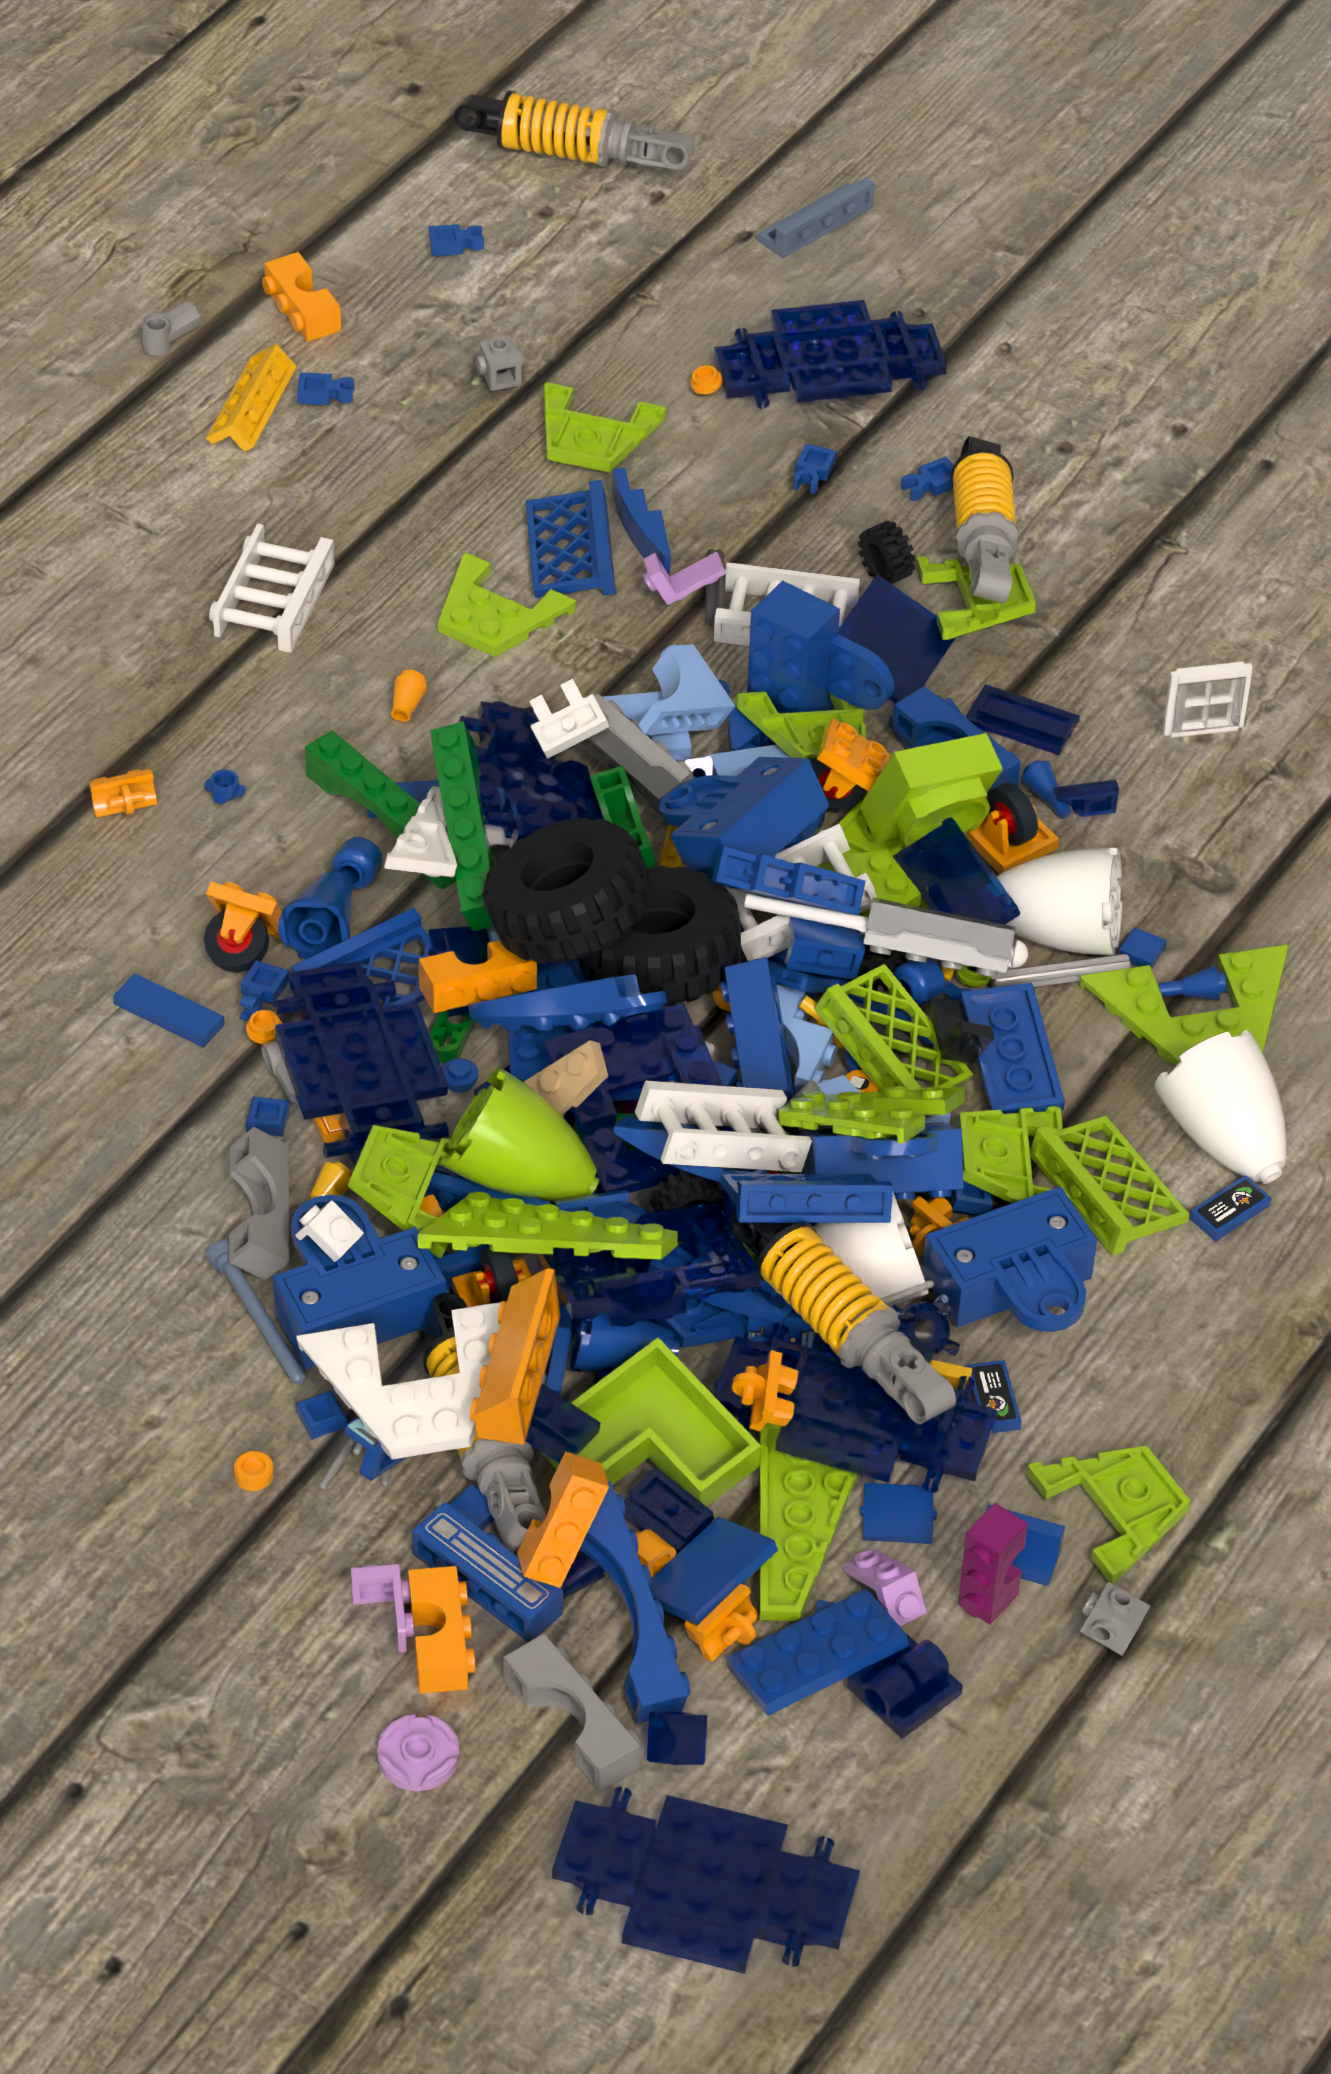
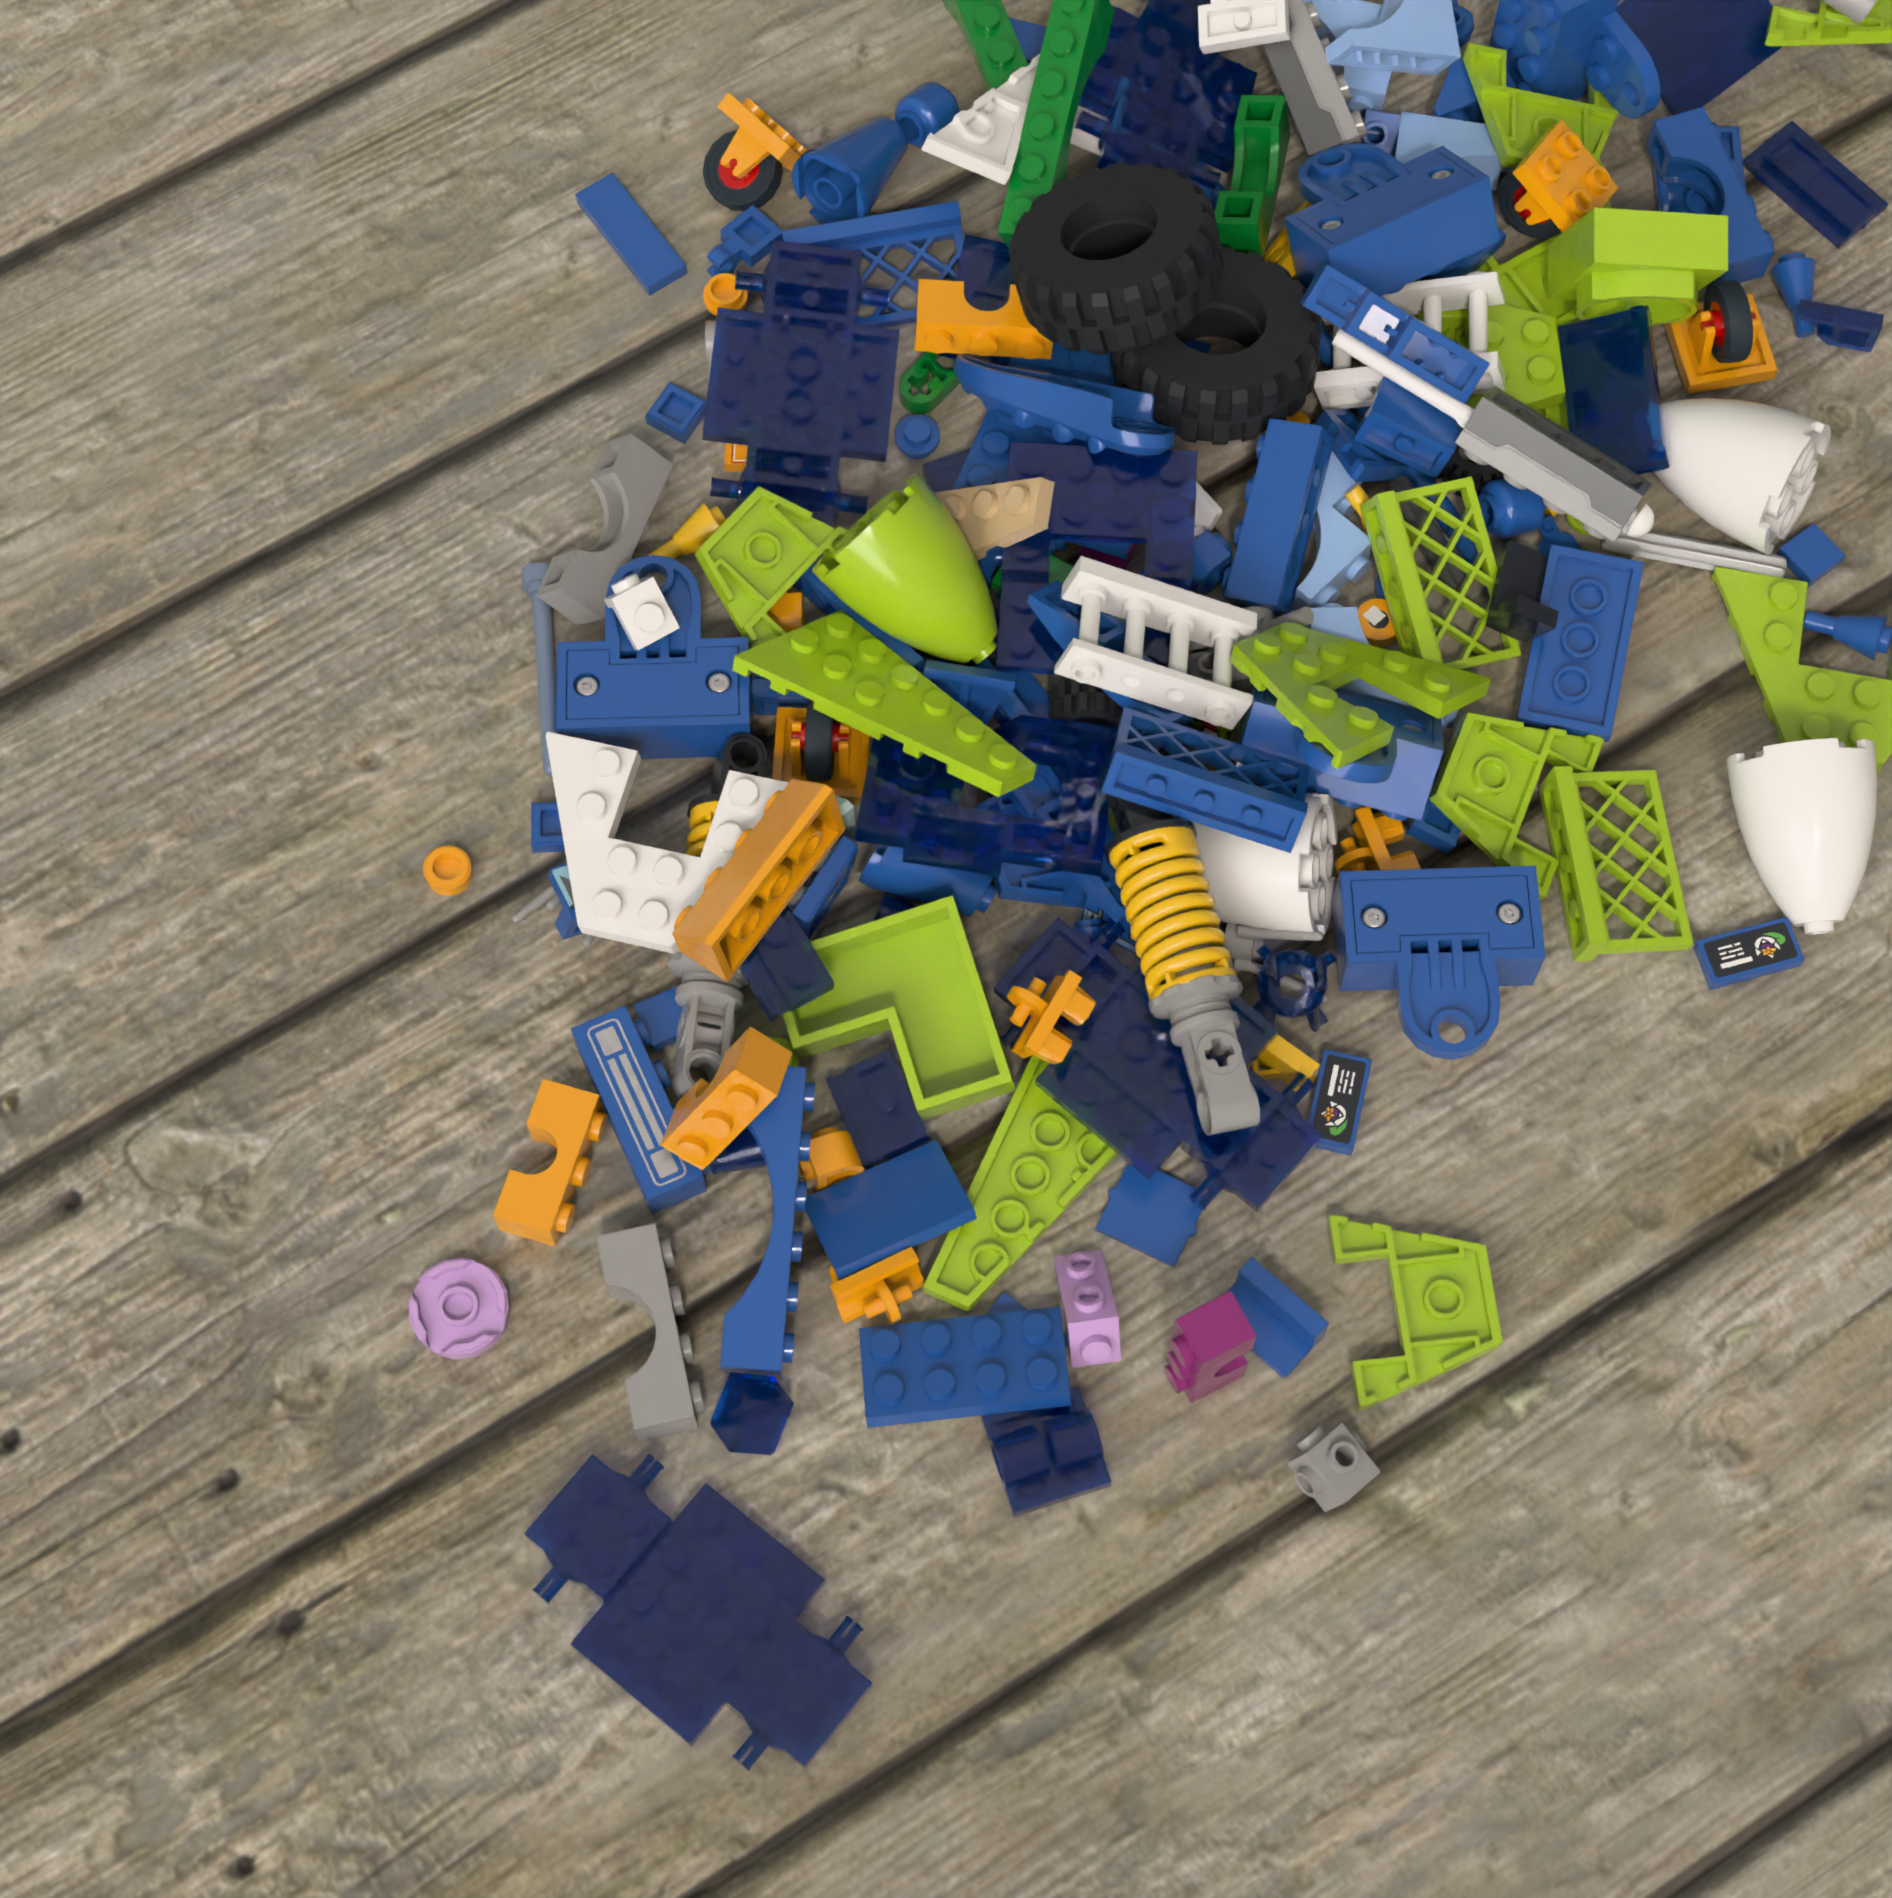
camera: 25 degrees right, 20 degrees up
(384, 1584) = (510, 1075): lavender bracket -> none

